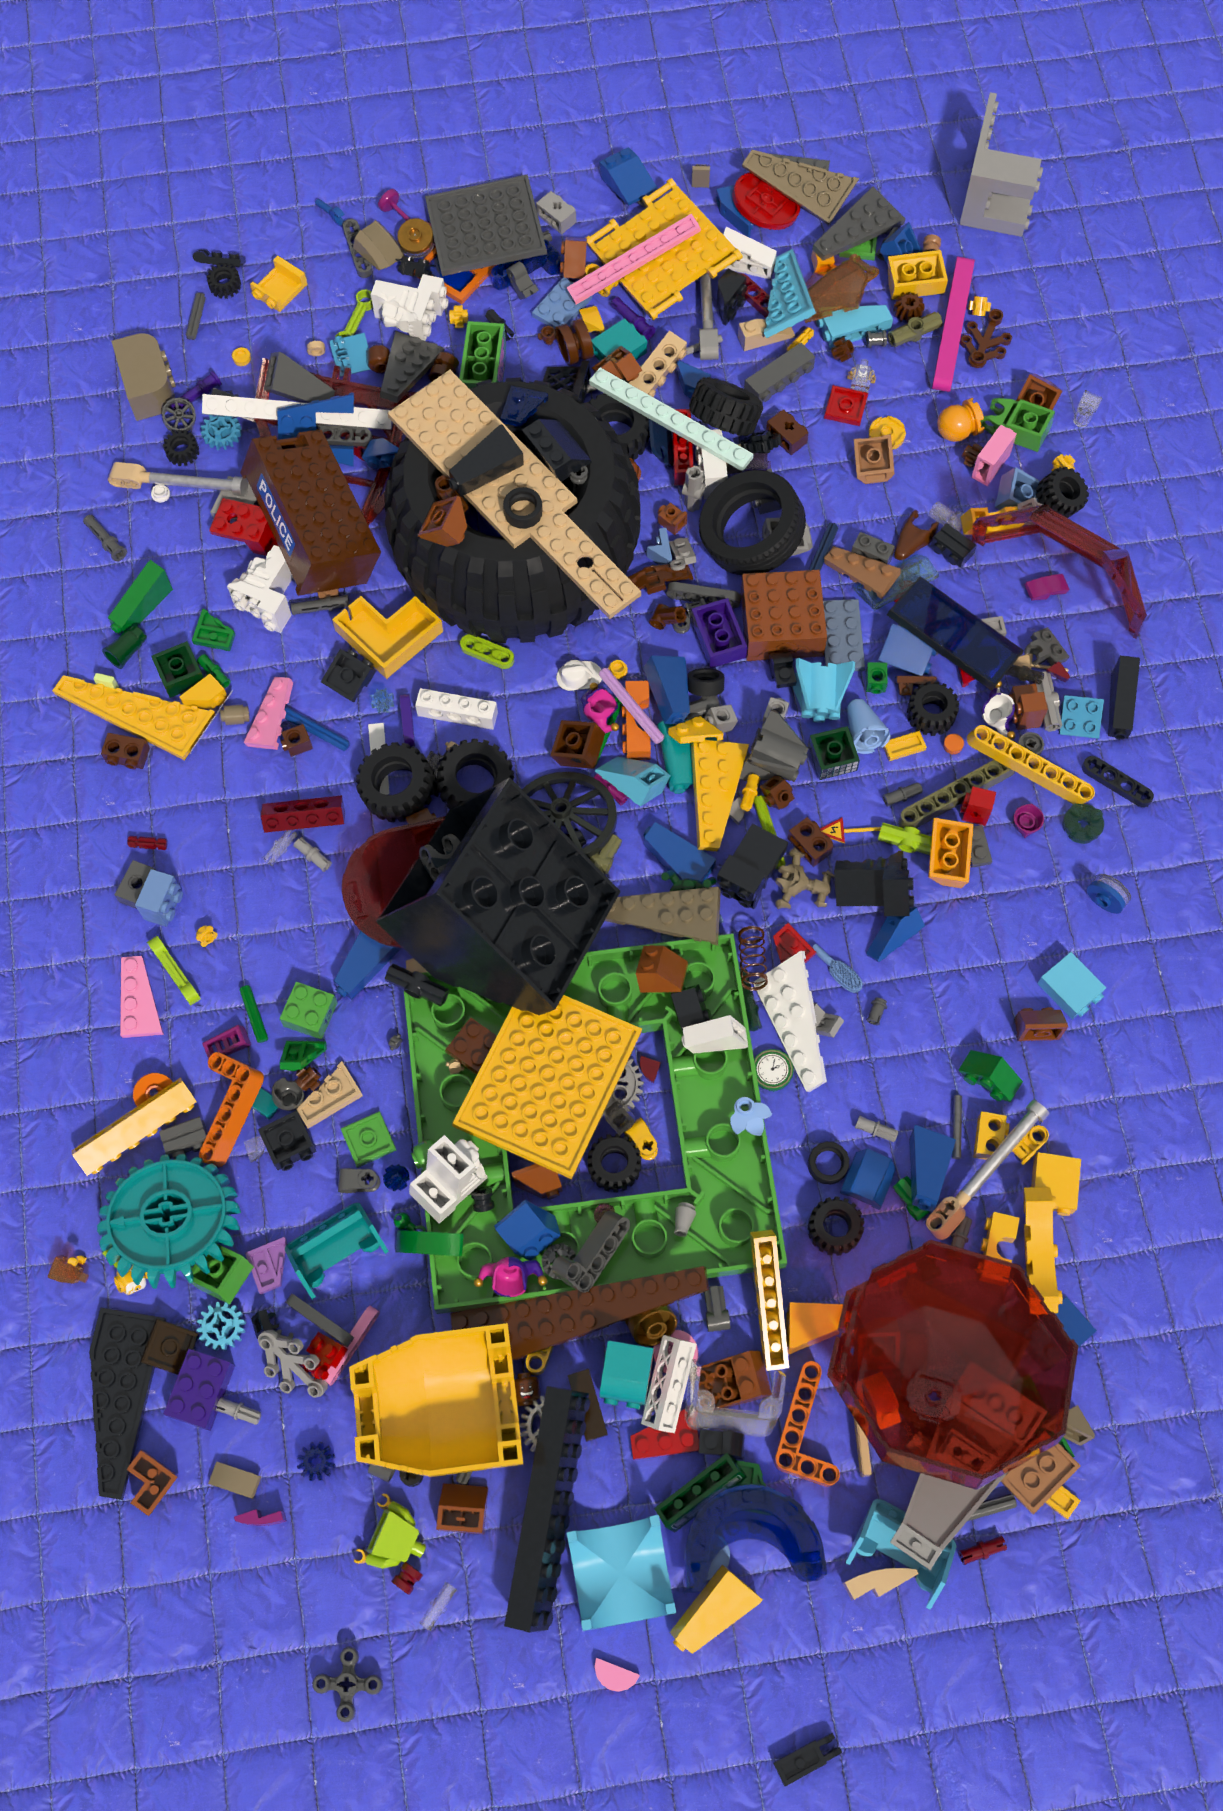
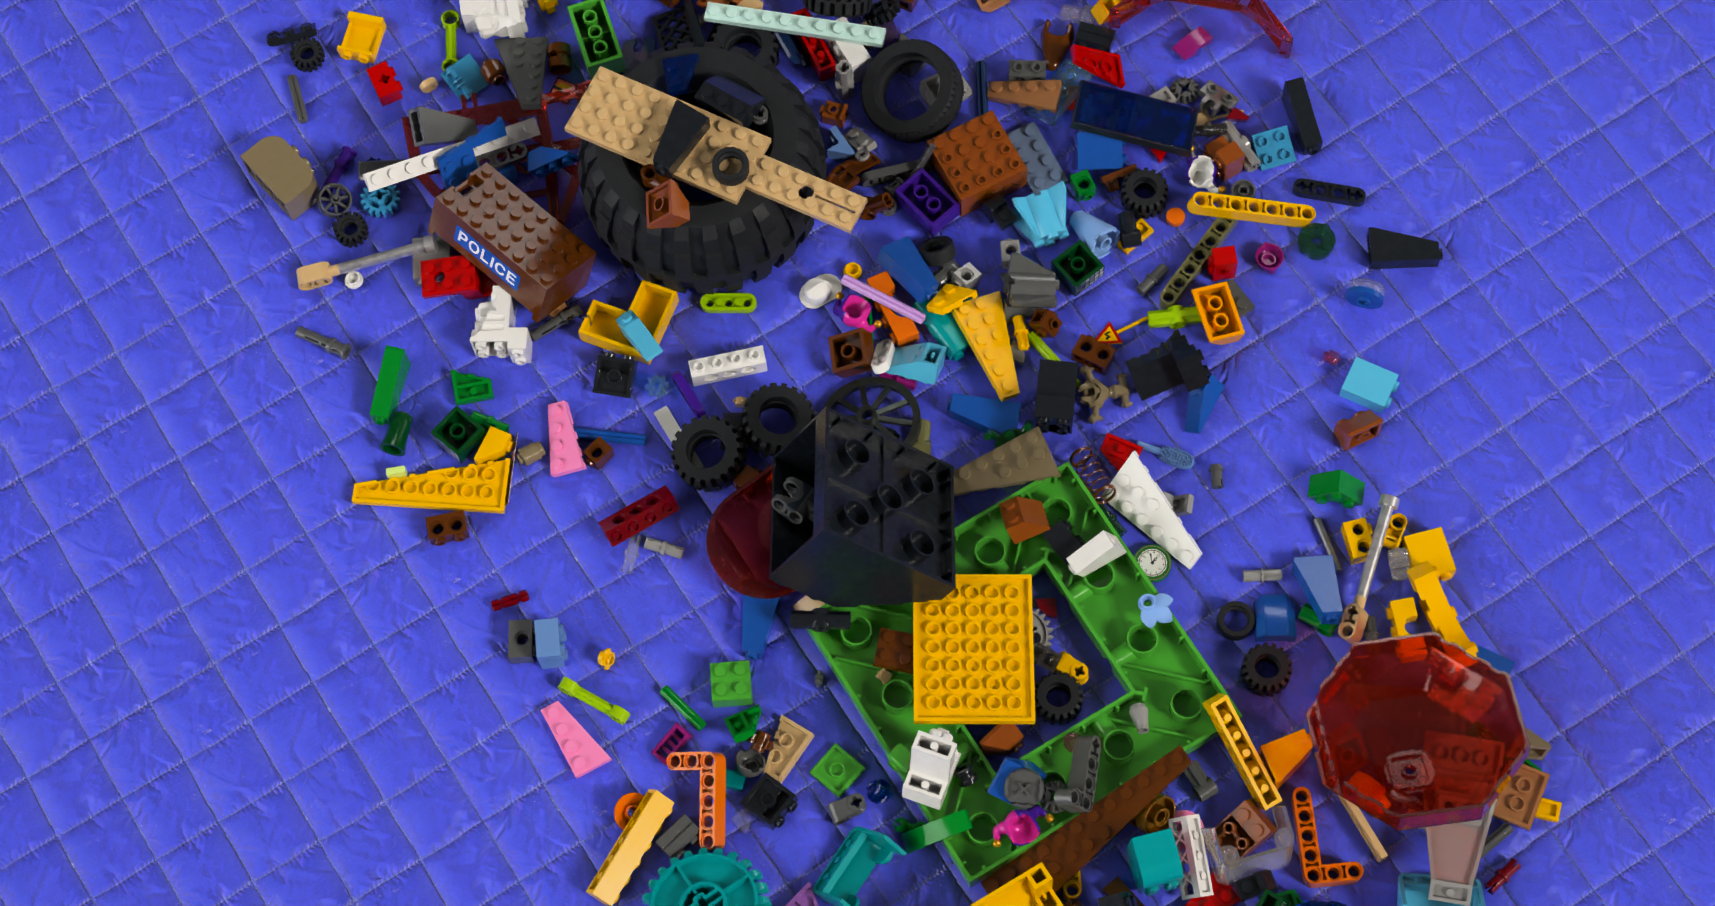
camera: 20 degrees left, 0 degrees up
(241, 356) = (361, 120): yellow tile -> none
(278, 331) = (379, 76): none -> red brick
(383, 644) = (638, 335): none -> medium azure slope
(530, 1239) = (1024, 788): none -> dark grey tile
(605, 759) = (883, 356): none -> white beam
(734, 588) = (924, 158): none -> flat silver bar
(899, 741) = (1129, 234): none -> black piece
(946, 569) = (1100, 63): none -> red wing
(1018, 635) = (1186, 97): none -> dark grey gear
(1020, 1176) = (1399, 563): none -> clear gear
(1046, 943) = (1331, 357): none -> clear pink plate
(1164, 867) = (1400, 250): none -> black slope

